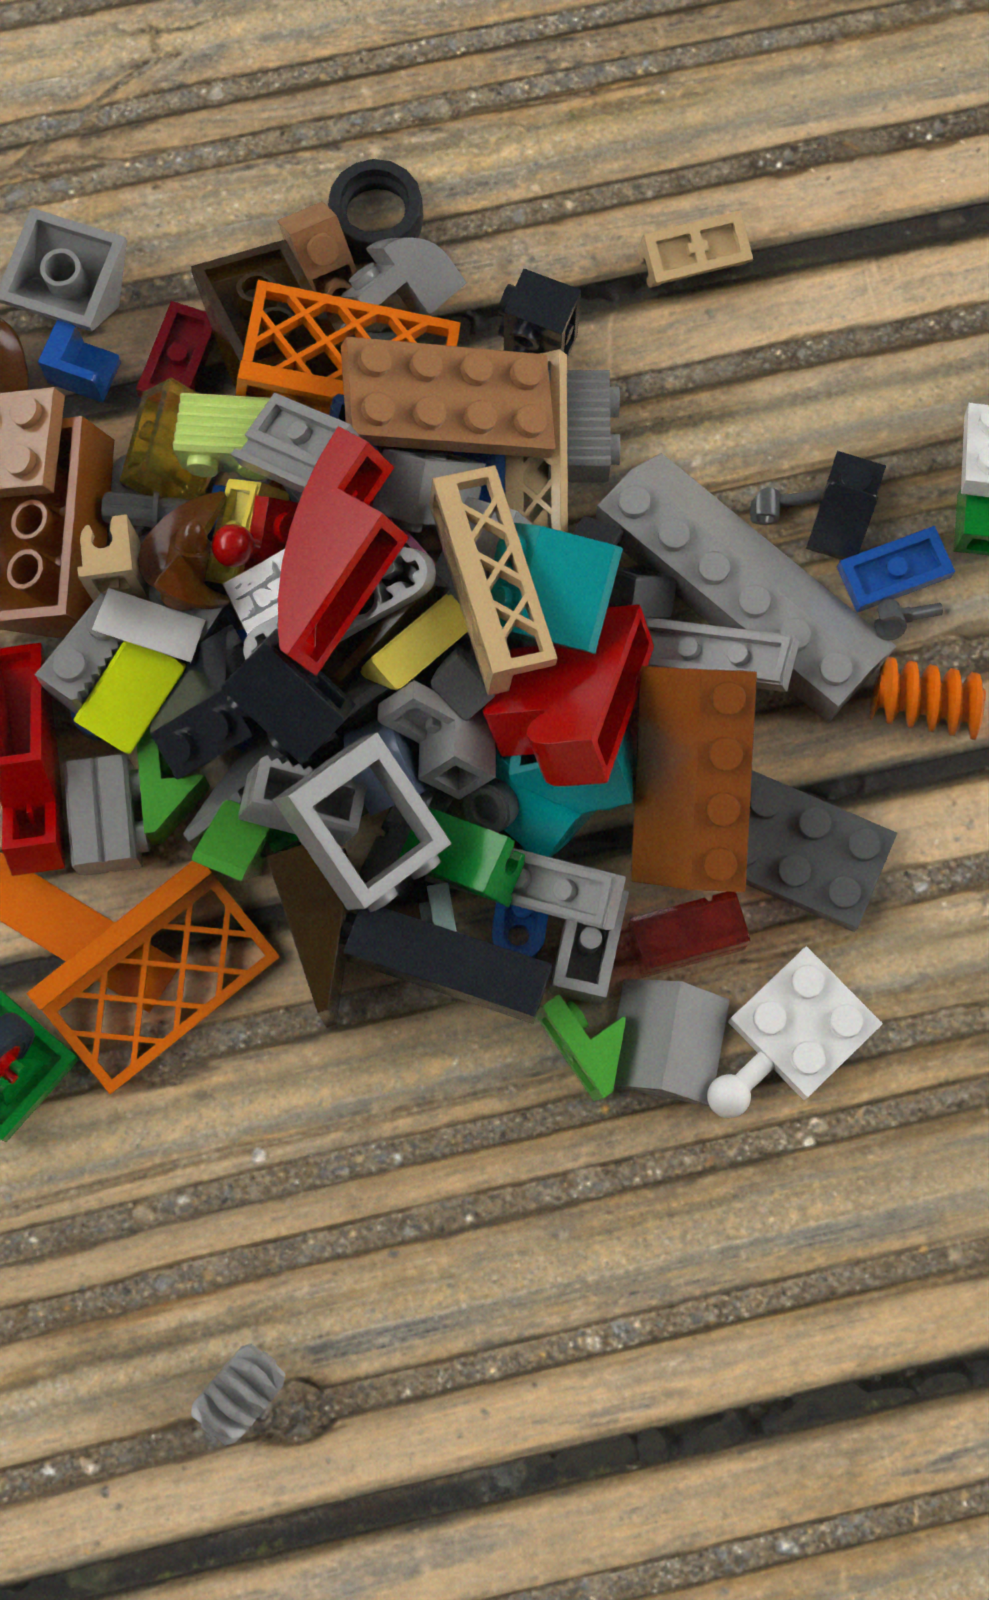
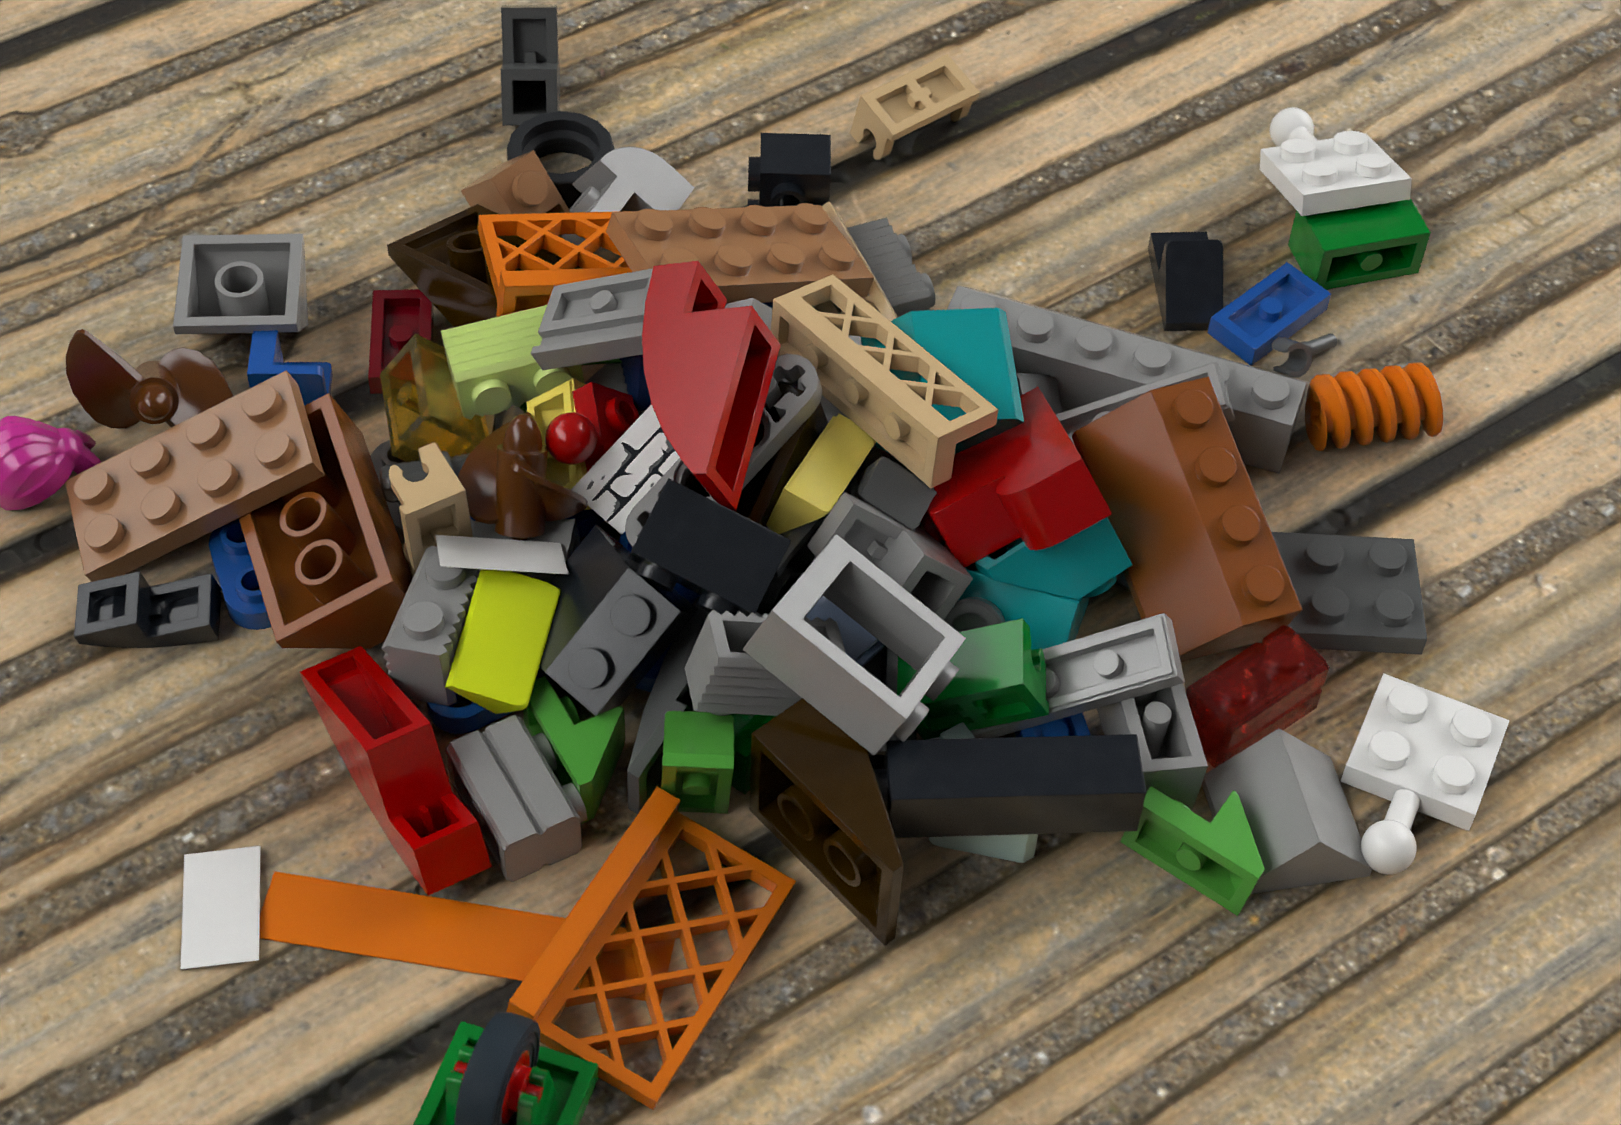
camera: 25 degrees left, 25 degrees down
(387, 105) = (529, 62): none -> dark grey brick
(768, 501) = (1110, 298): dark grey hand -> none

